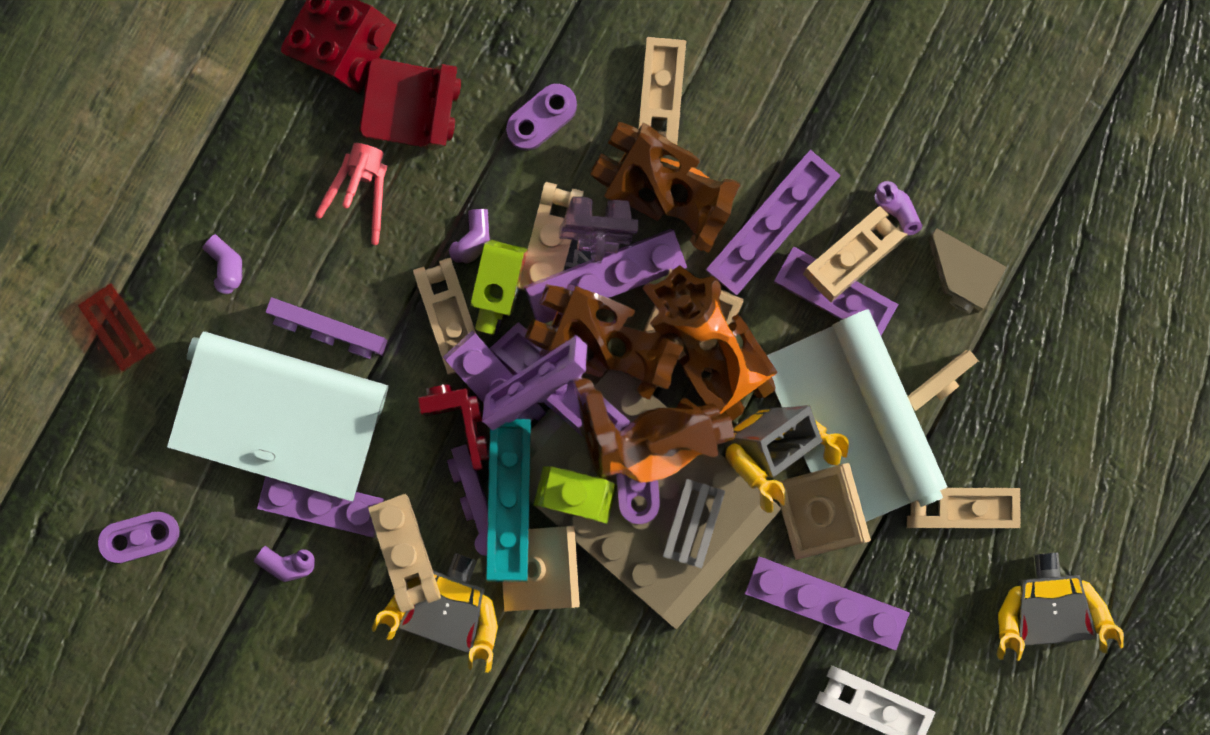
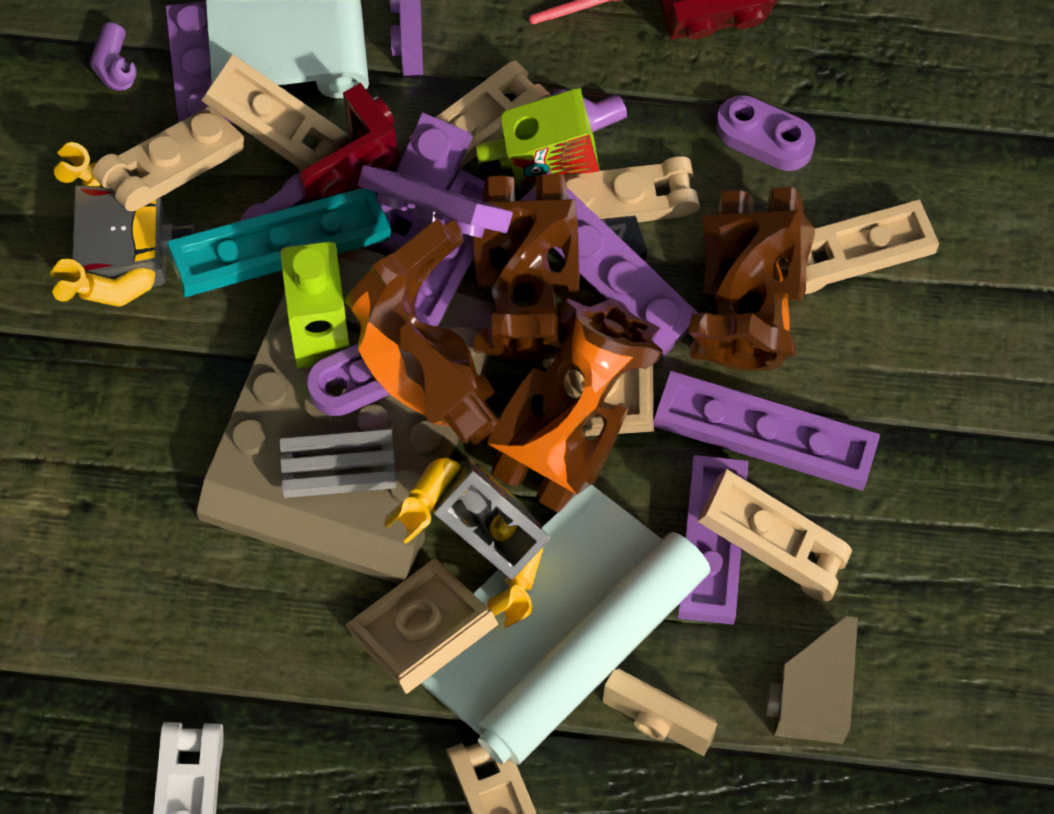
camera: 65 degrees right, 20 degrees down
(396, 465) = (272, 114): none -> tan plate
(550, 573) = (210, 323): tan plate -> none
(598, 233) = (656, 225): clear purple hips -> none
(827, 603) = (303, 691): medium lavender plate -> none
(898, 205) = (864, 571): medium lavender arm -> none

